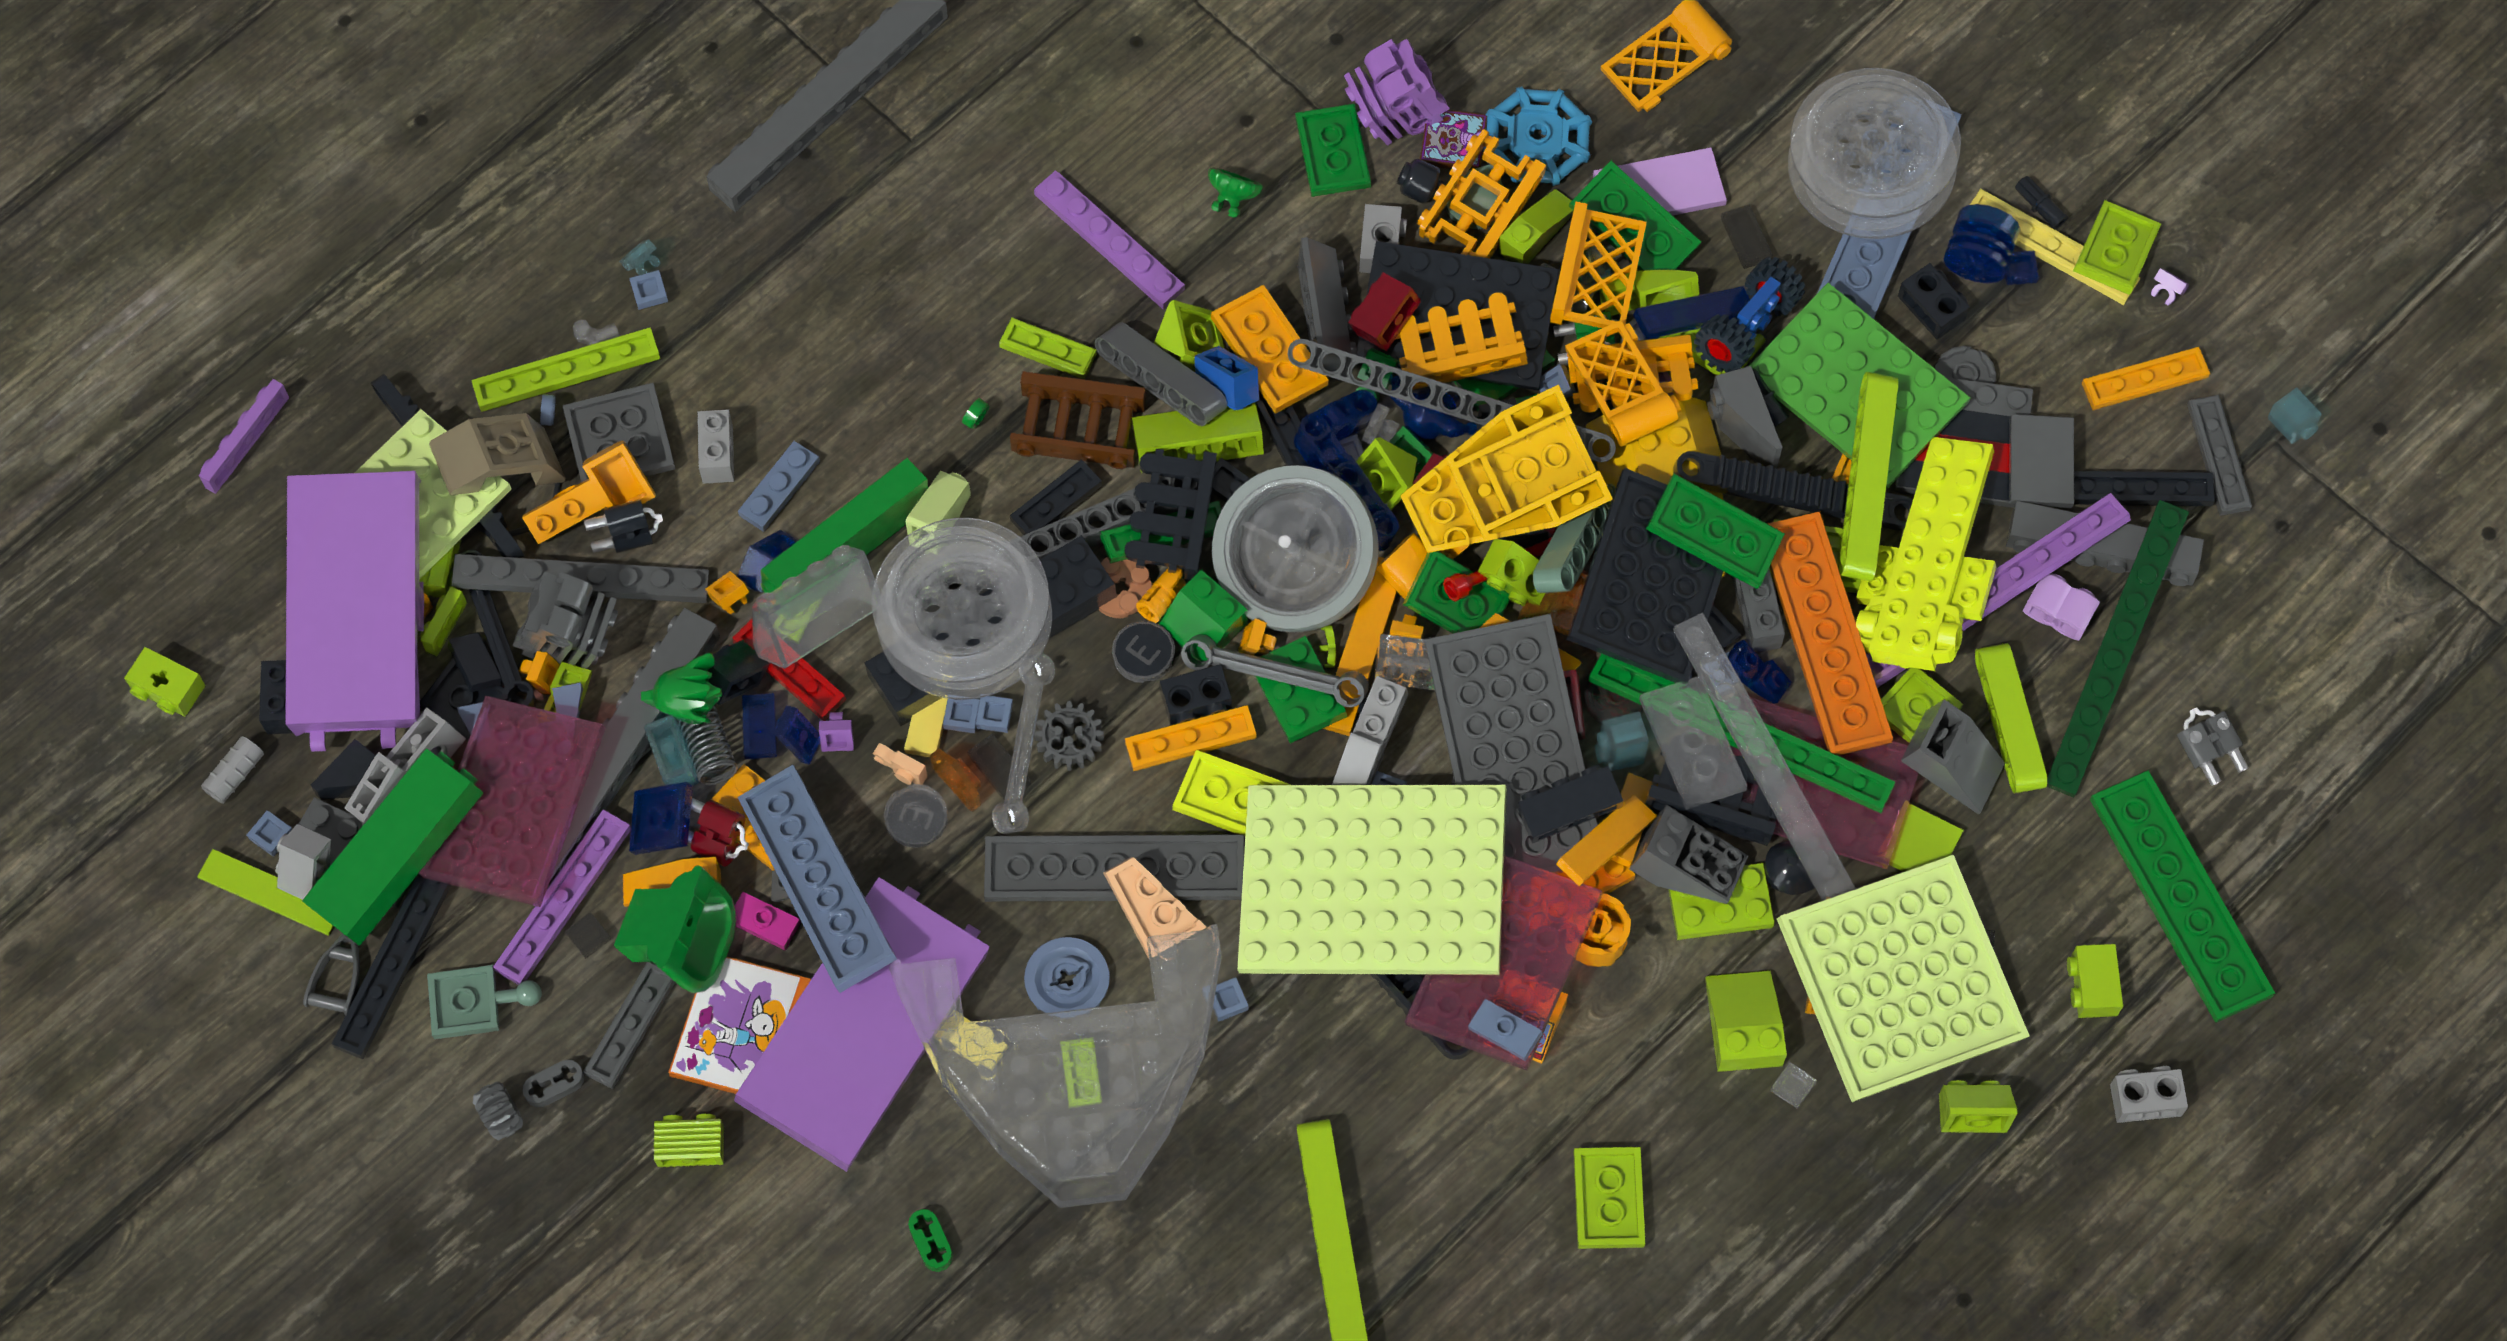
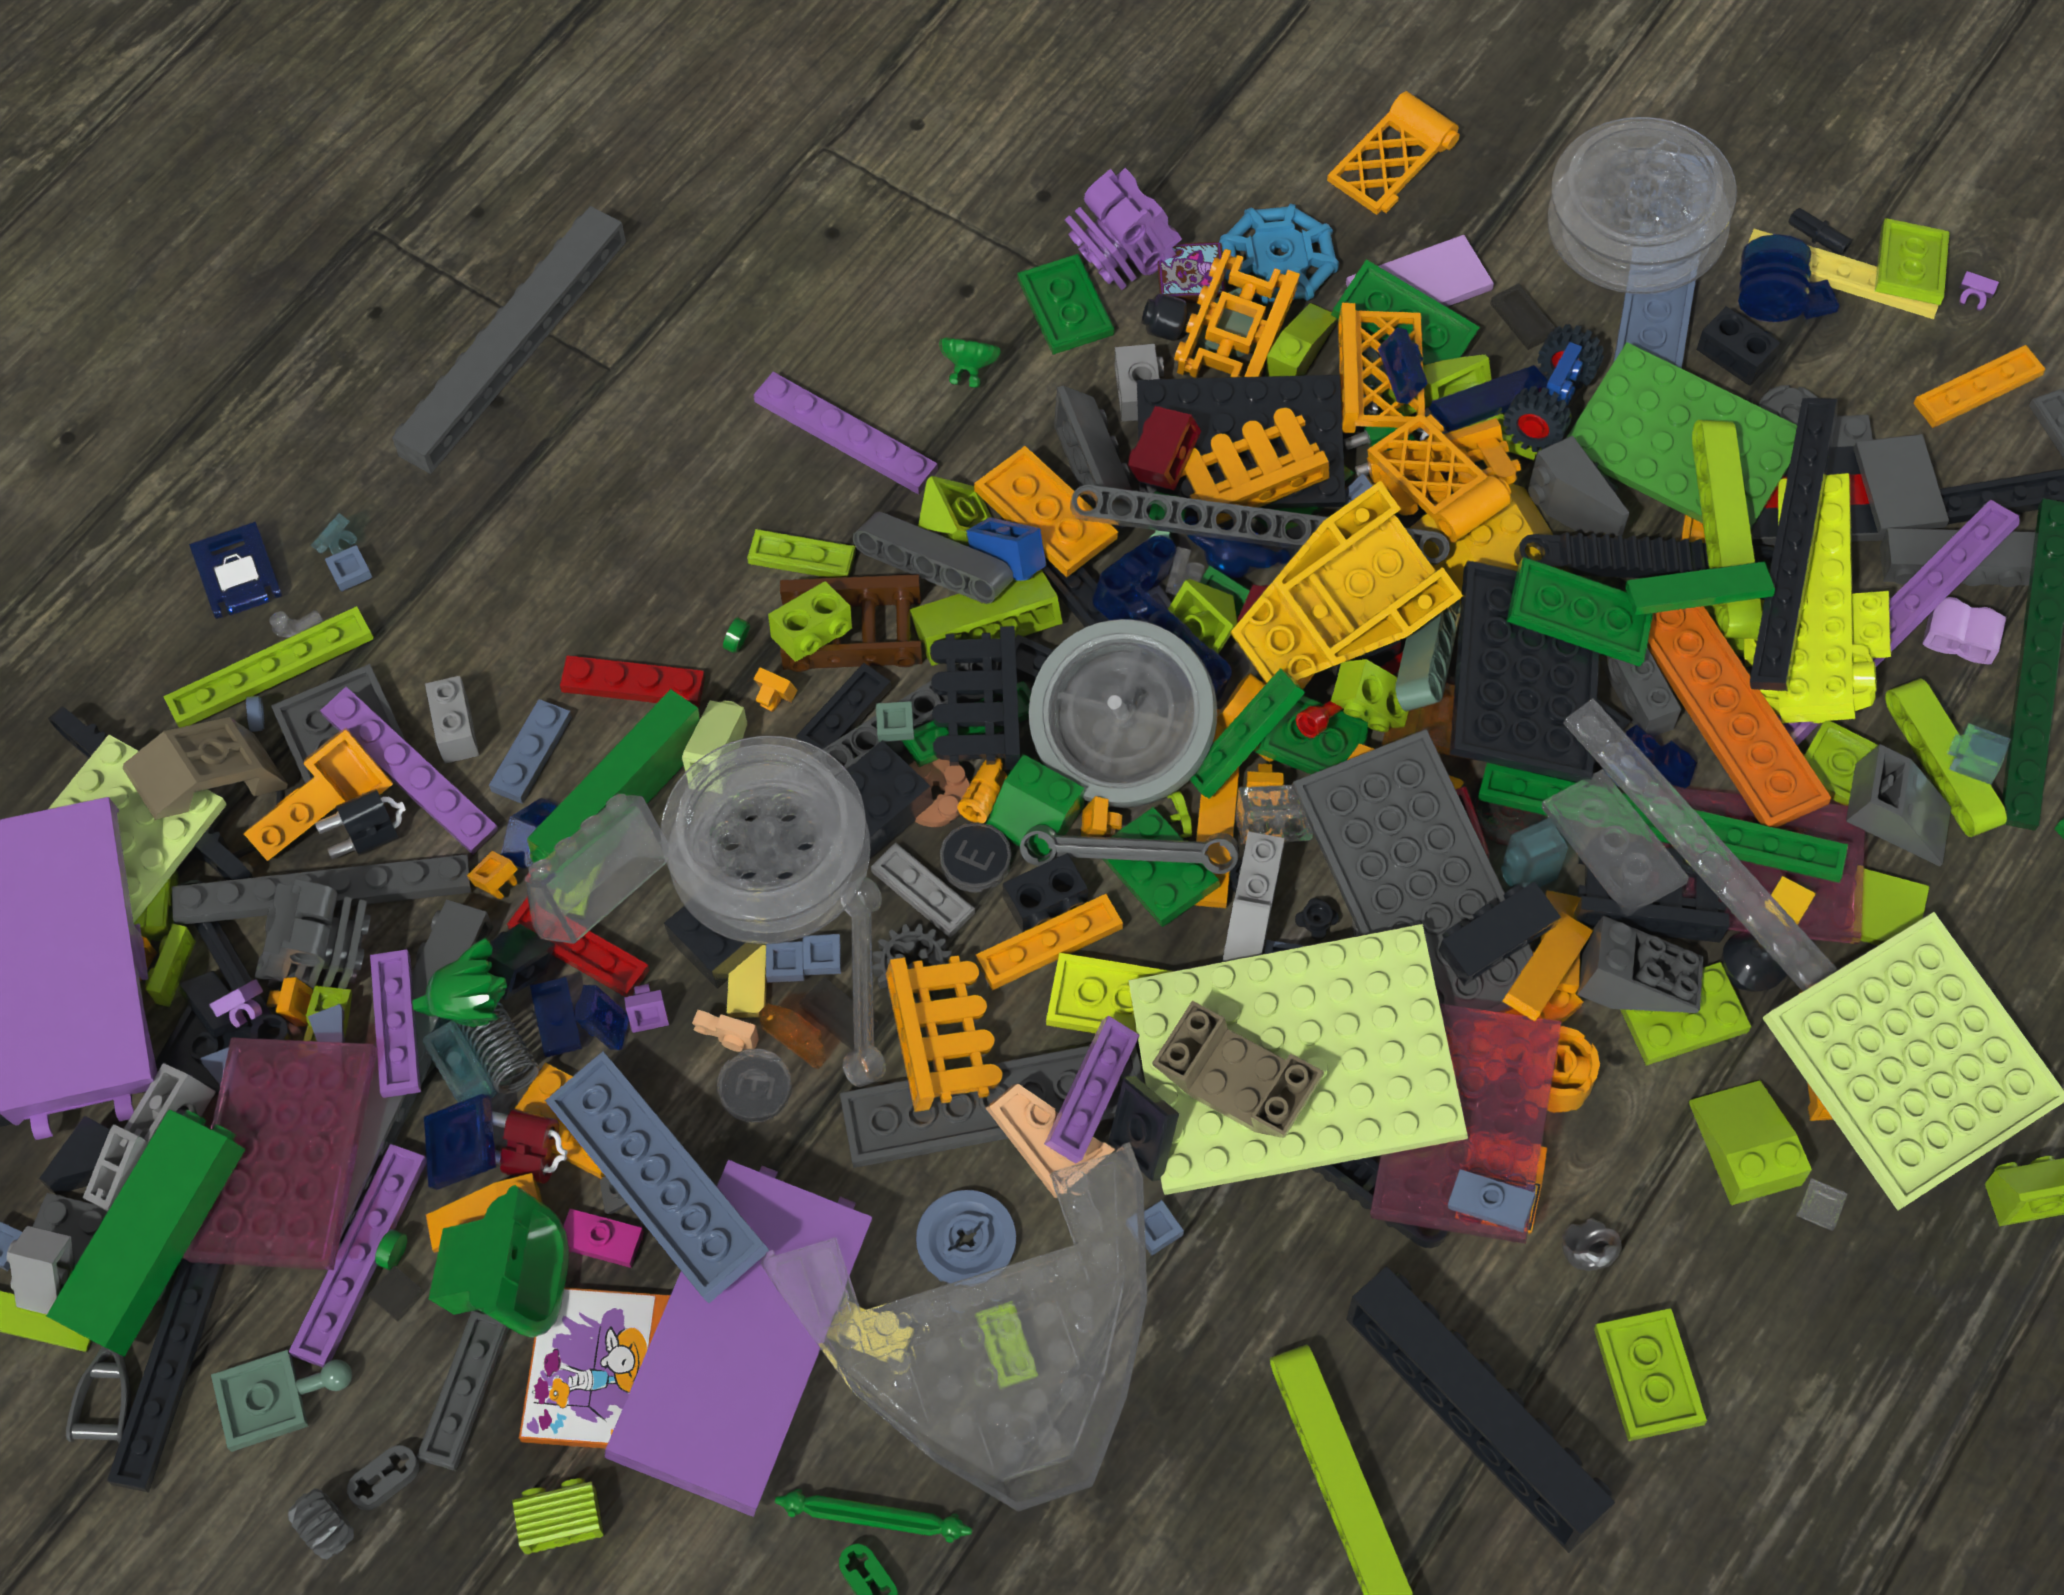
camera: 10 degrees left, 5 degrees down
(496, 664) = (237, 1001): none -> medium lavender tile
(550, 278) = (236, 574): none -> clear blue container
(589, 898) = (390, 1249): none -> green tile
(623, 708) = (395, 1023): none -> medium lavender plate
(672, 486) = (411, 771): none -> medium lavender plate
(877, 438) = (629, 680): none -> red plate
(944, 1189) = (873, 1515): none -> green wheel
(997, 469) = (773, 689): none -> light orange tile
(1040, 411) = (810, 621): none -> lime brick
(1076, 813) = (937, 1048): none -> light orange fence
(1092, 672) = (922, 890): none -> light grey tile
(1095, 520) = (894, 721): none -> sand green plate
(1196, 873) = (1091, 1089): none -> medium lavender plate
(1233, 912) = (1146, 1124): none -> black plate
(1315, 882) = (1236, 1073): none -> dark tan slope
(1397, 586) = (1247, 732): none -> green plate
(1427, 751) = (1317, 908): none -> black plate
(1456, 1197) = (1480, 1409): none -> black brick
(1586, 1082) = (1591, 1245): none -> flat silver hair
(1615, 267) = (1403, 365): none -> clear blue hinge
(1824, 529) = (1699, 588): none -> green tile
(1835, 821) = (1793, 898): none -> yellow tile
(1922, 501) = (1794, 545): none -> black plate
(2033, 721) = (1978, 753): none -> clear light blue brick

